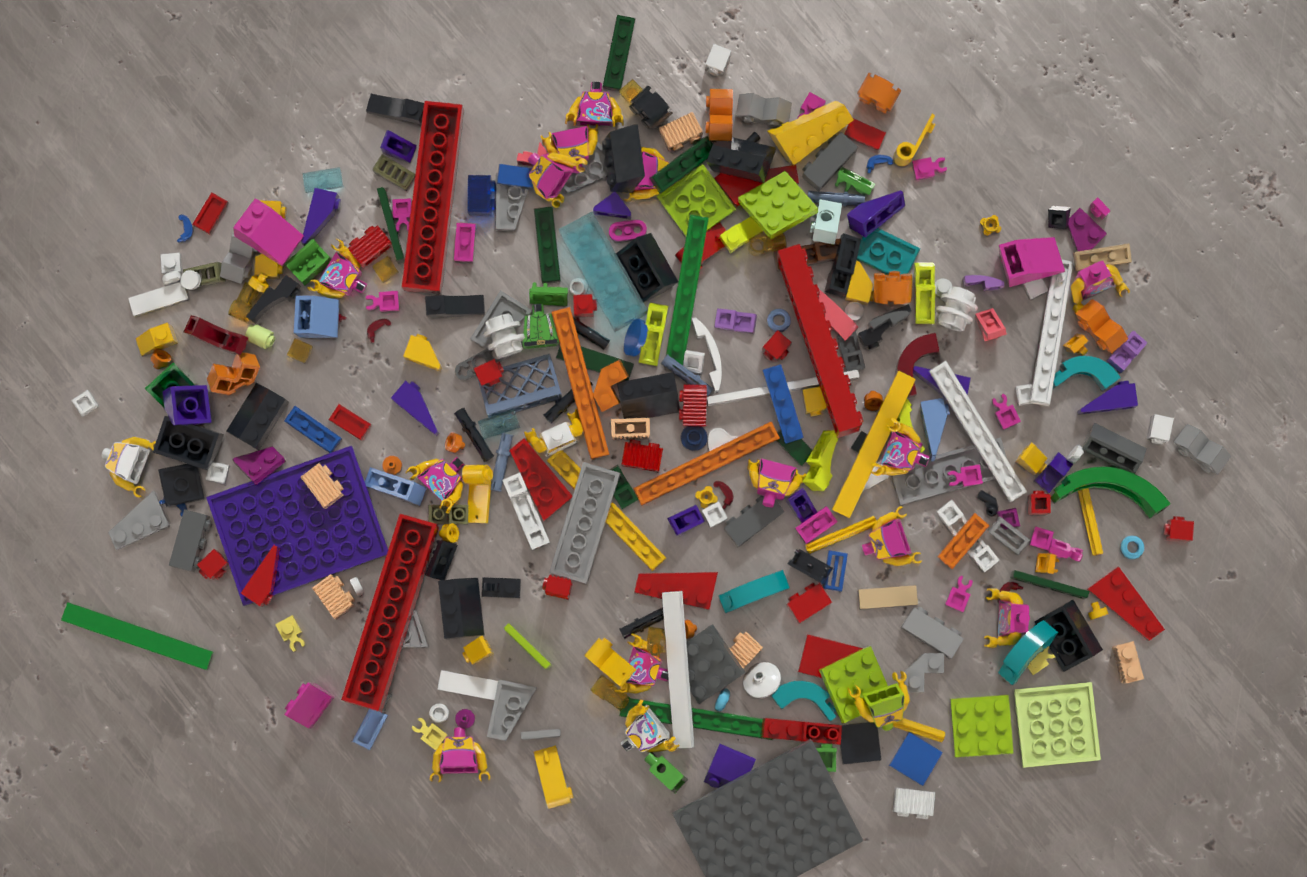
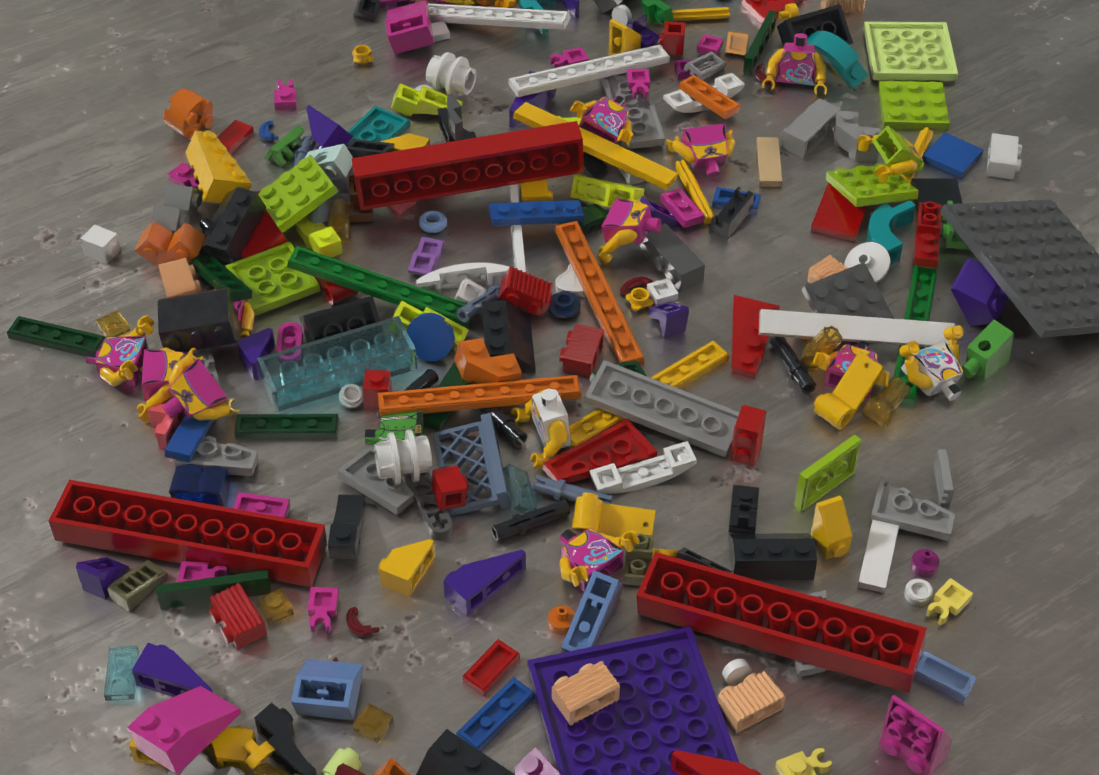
camera: 85 degrees left, 35 degrees down
(308, 262) = (244, 691): bright green bracket -> none
(340, 275) = (268, 653): torso -> none
(395, 108) = (47, 569): black slope -> none
(454, 442) = (539, 541): orange tile -> none
(459, 755) = (981, 568): torso -> none
(548, 295) = (356, 422): bright green plate -> none
(552, 777) = (1013, 465): yellow door -> none
(630, 428) = (546, 351): light nougat brick -> none
(650, 107) = (137, 298): black brick -> none
(722, 699) = (898, 300): medium azure piece -> none
(754, 591) = (764, 260): teal arch -> none
(776, 347) = (464, 222): red brick -> none
(809, 602) = (774, 219): red brick -> none
(829, 161) = (255, 160): dark grey brick -> none
(892, 288) = (418, 115): orange brick -> none
(905, 151) = (256, 92): yellow door -> none
(918, 348) = (494, 117): dark red arch -> none
(933, 418) = (562, 100): medium blue slope -> none
(958, 596) = (770, 107): dark pink plate -> none
(987, 282) = (423, 60): medium lavender slope -> none
(990, 324) = (477, 53): coral slope -> none
(990, 503) = (668, 79): black arm -> none
(1023, 394) = (552, 46): white tile -> none
(1064, 550) = (722, 31): dark pink plate -> none

